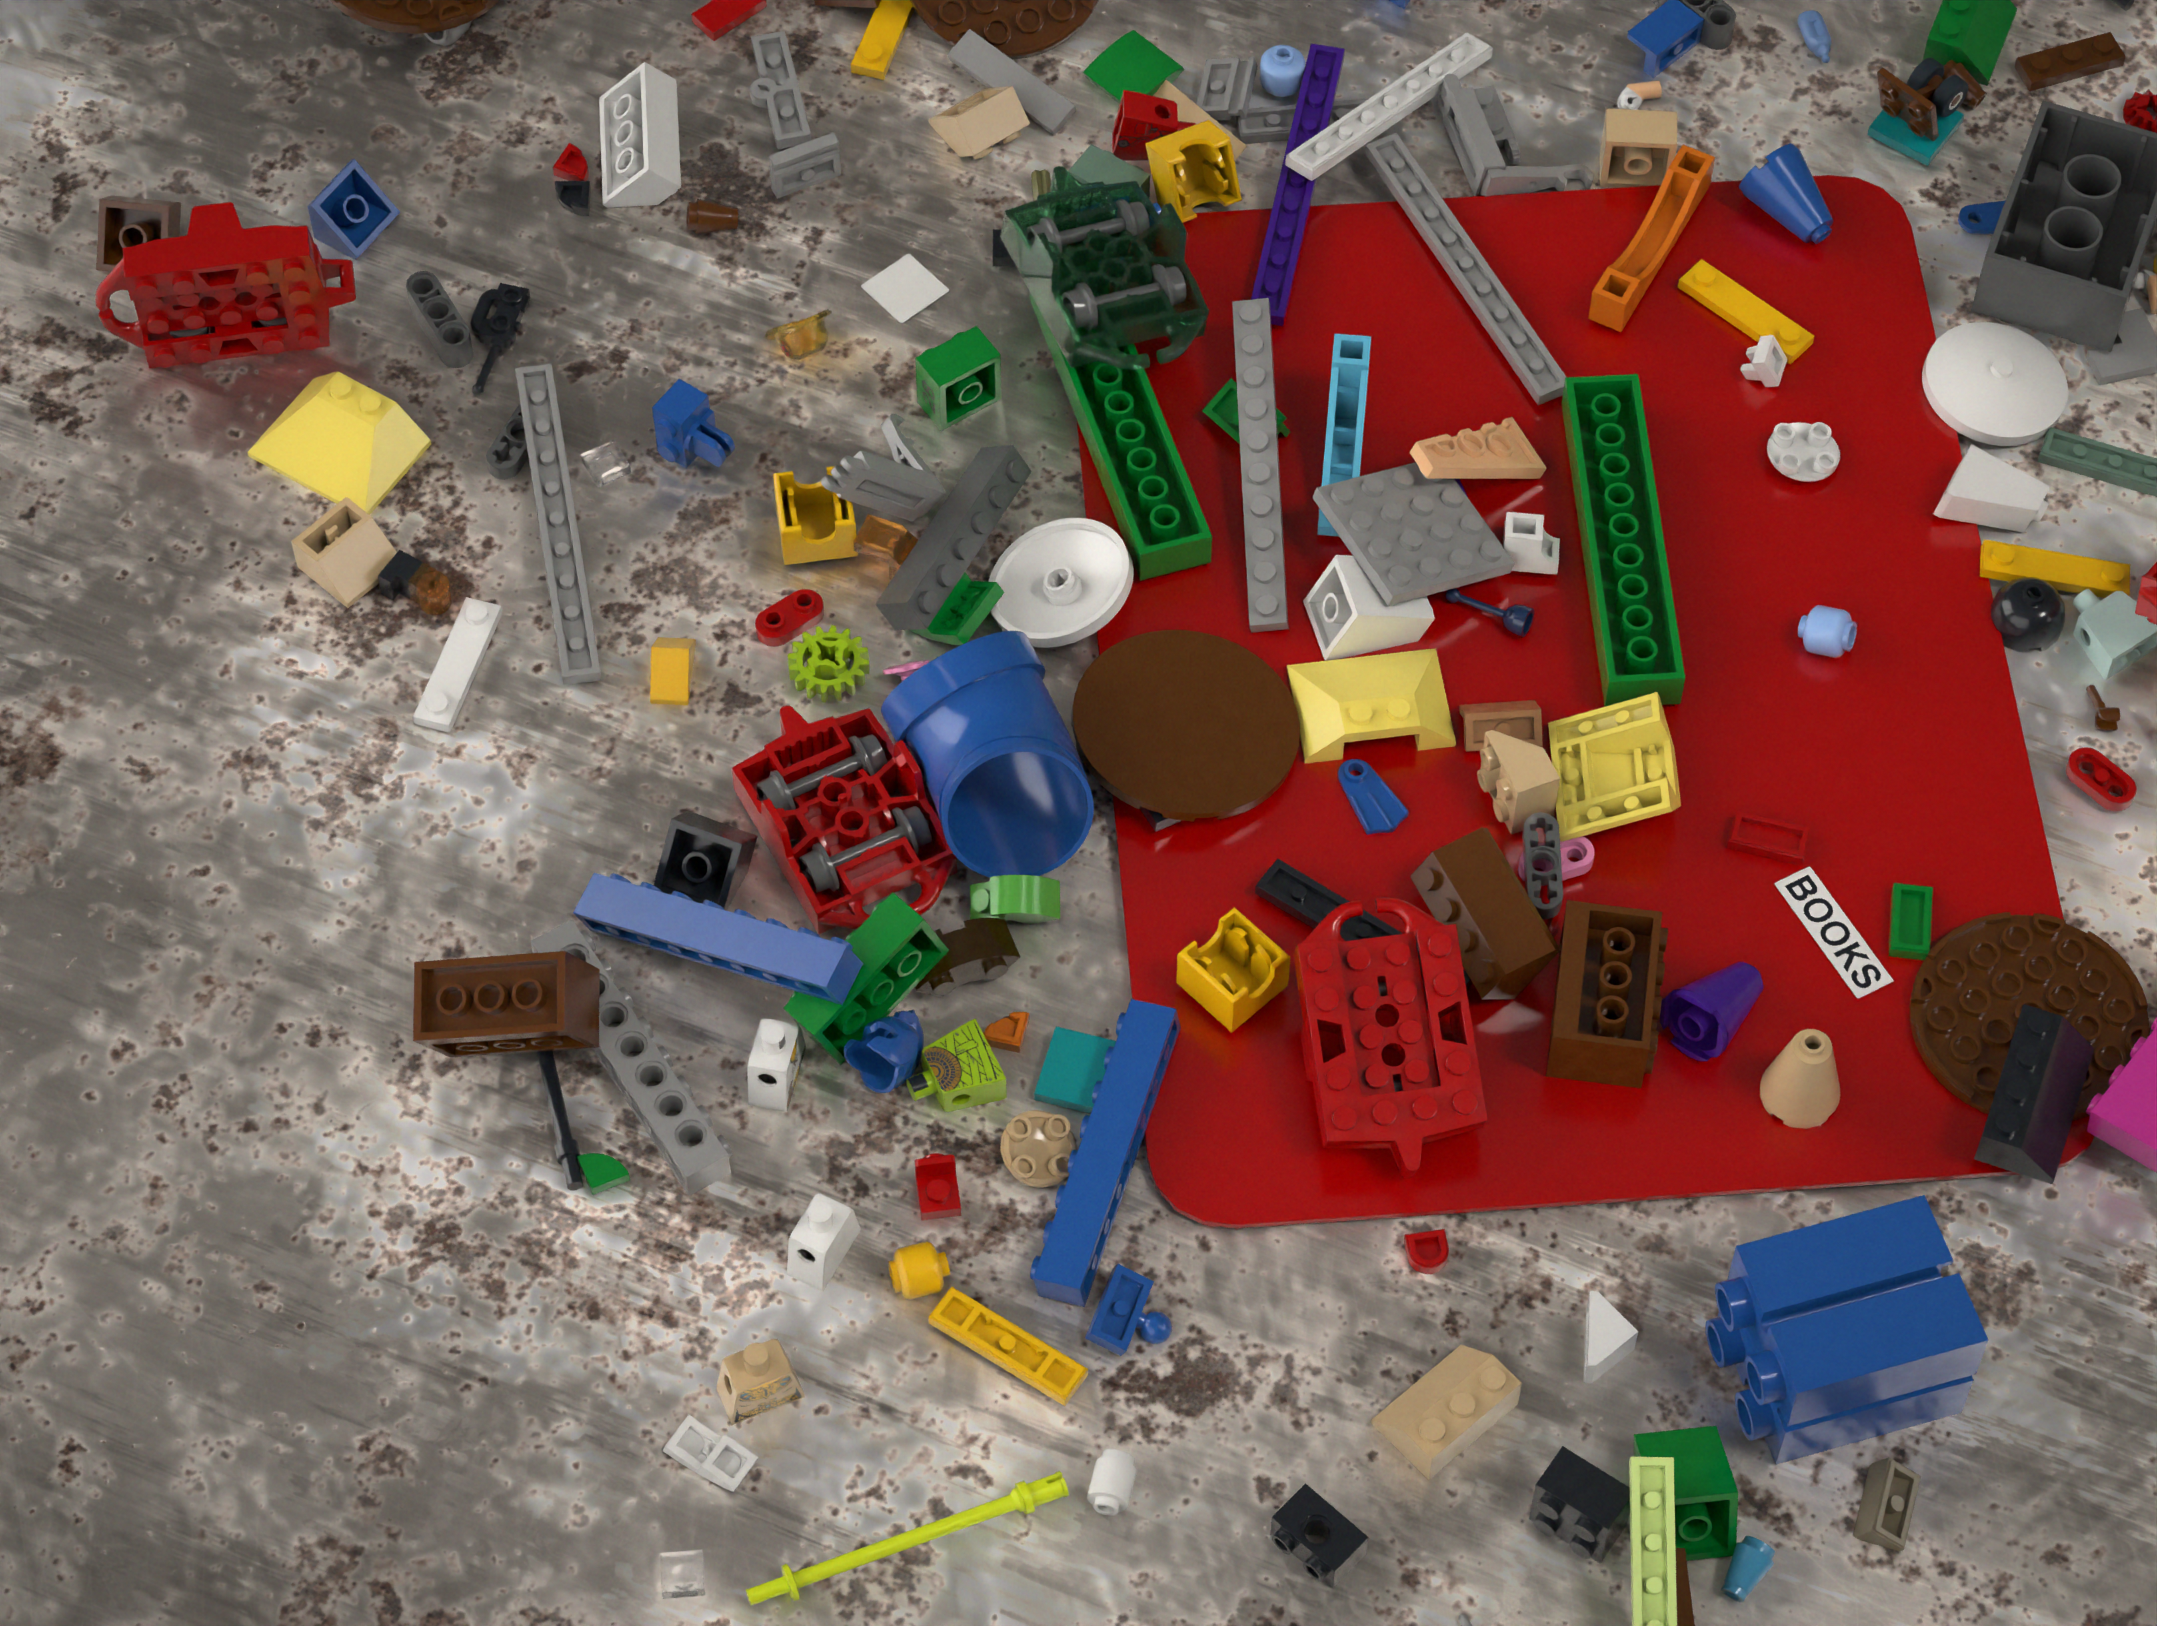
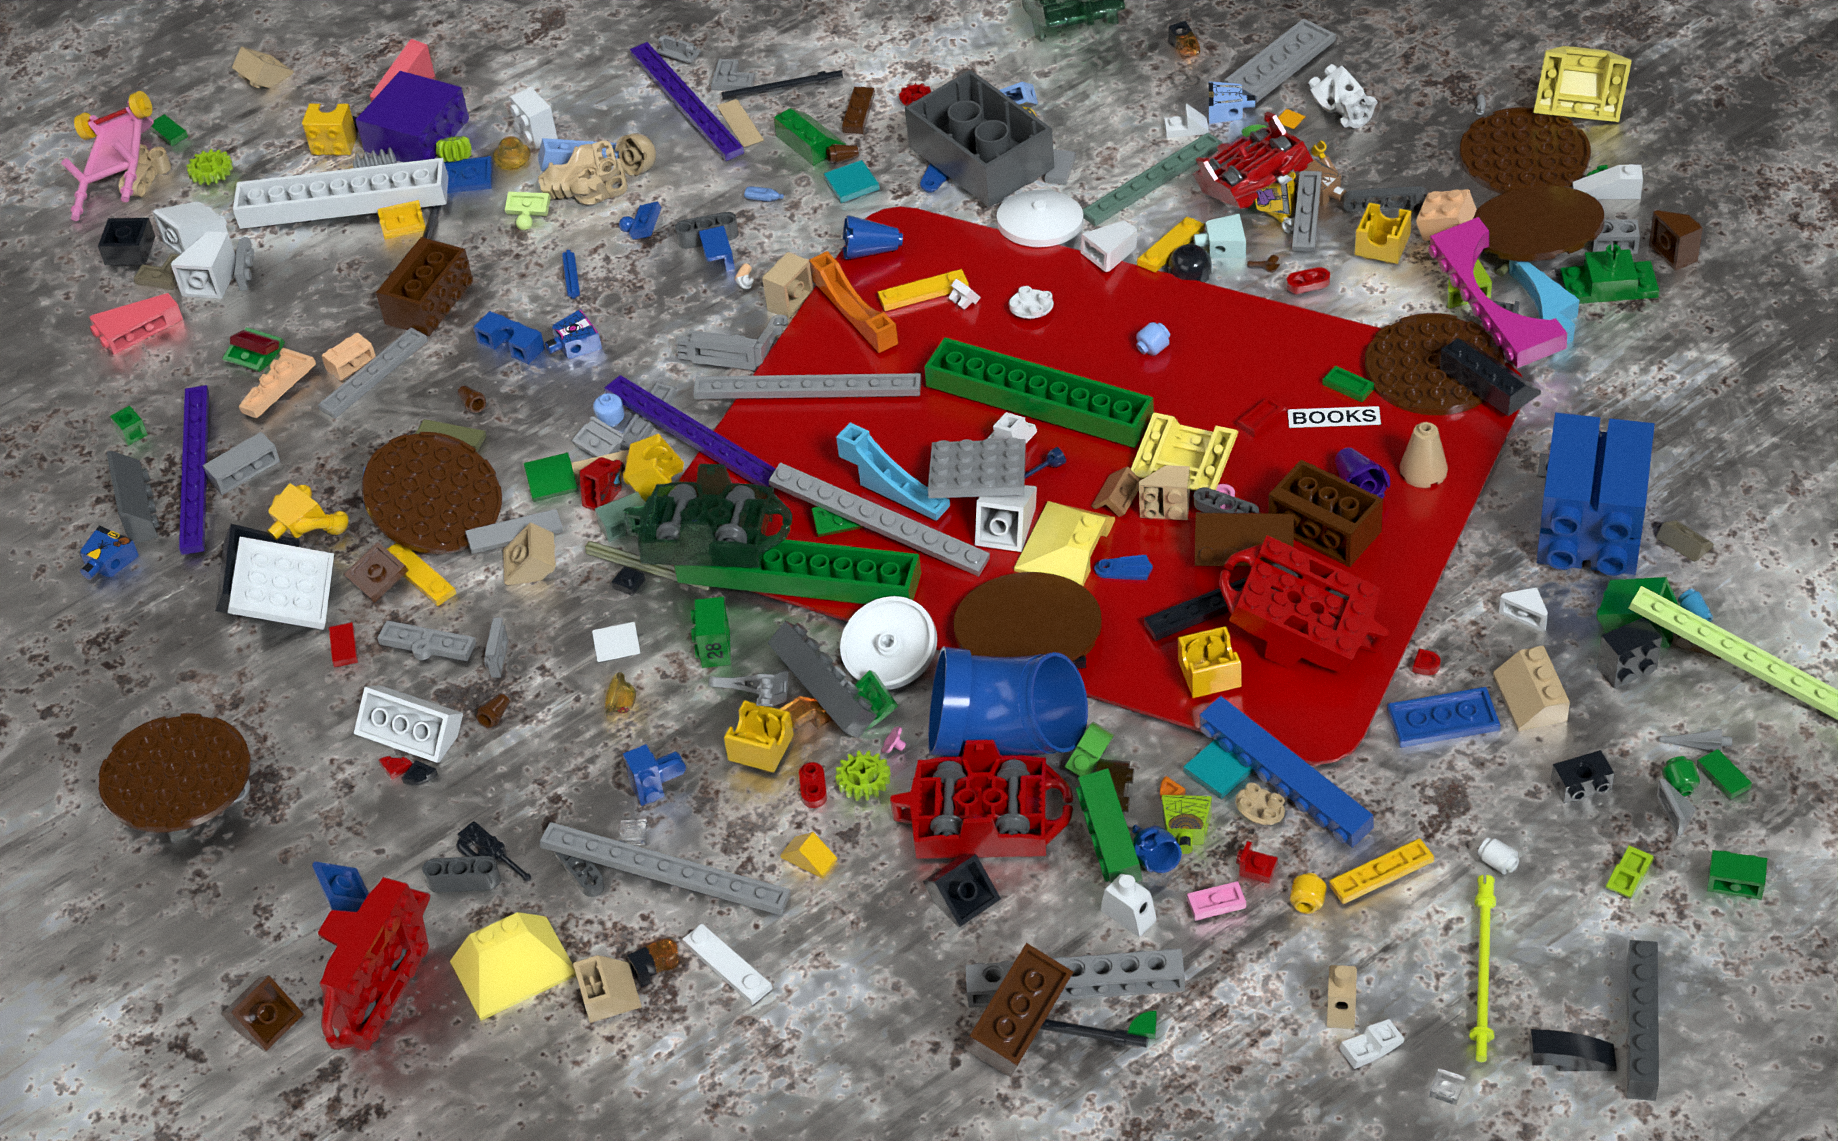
camera: 55 degrees left, 10 degrees down
(719, 937) = (1037, 887): brick -> none
(822, 1232) = (1264, 928): white torso -> none
(846, 1166) = (1216, 900): none -> bright pink plate
(1121, 1313) = (1391, 810): blue plate -> none
(1337, 1314) = (1443, 717): none -> blue tile
(1387, 107) = (674, 374): white tile -> none
(1481, 454) = (944, 423): light nougat wing -> none
(1921, 96) = (847, 165): reddish brown plate -> none

